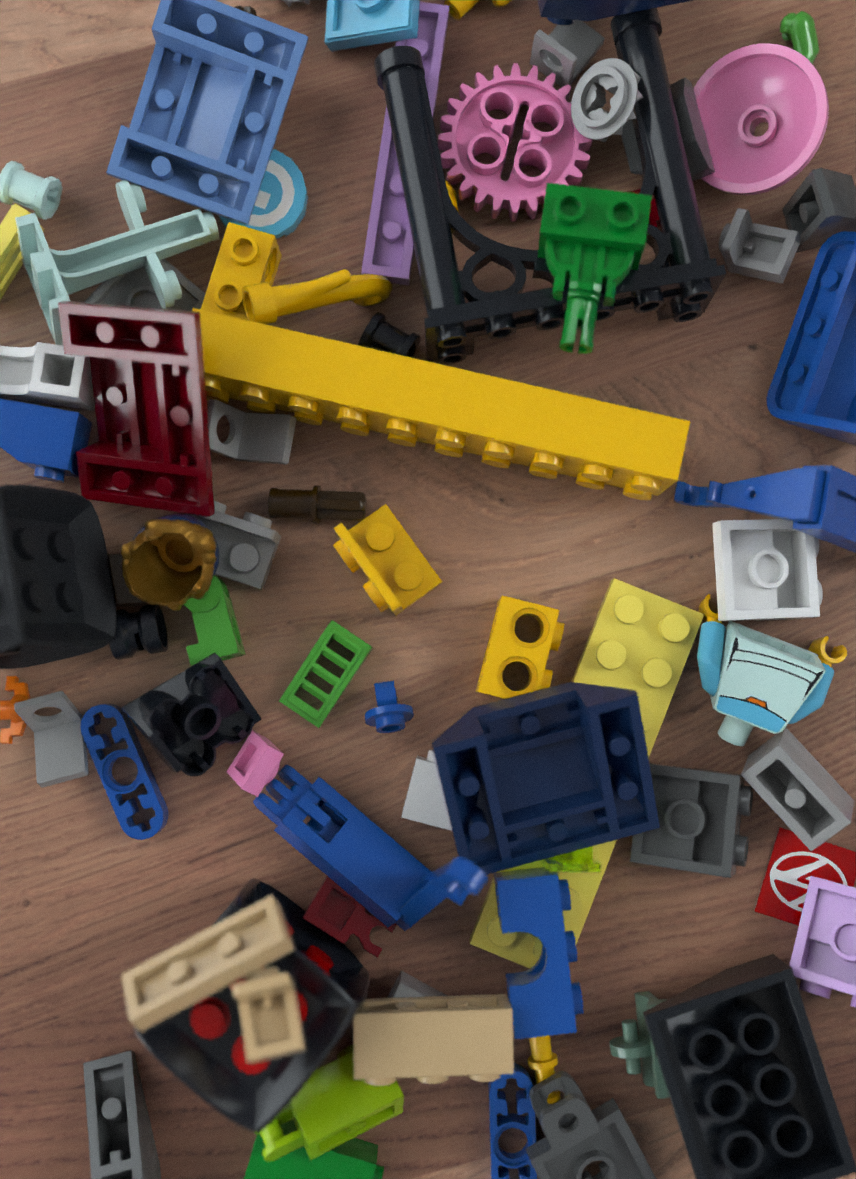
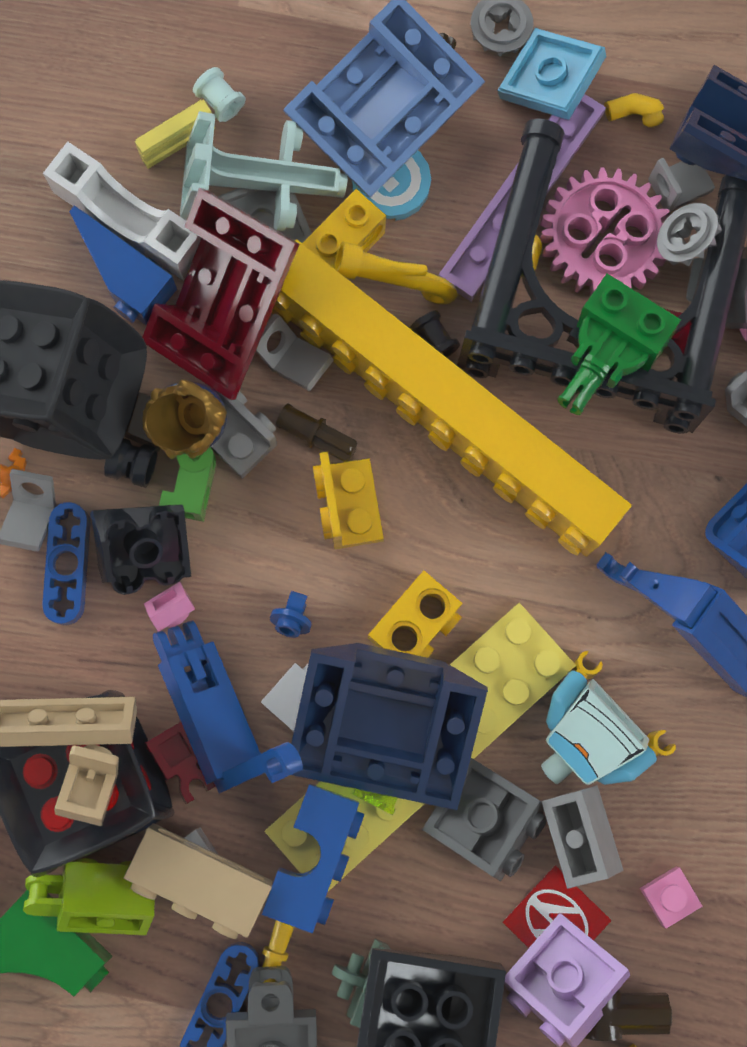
camera: 25 degrees right, 5 degrees down
(347, 639) = (250, 553): bright green slope -> none
(765, 571) = (639, 653): white plate -> none

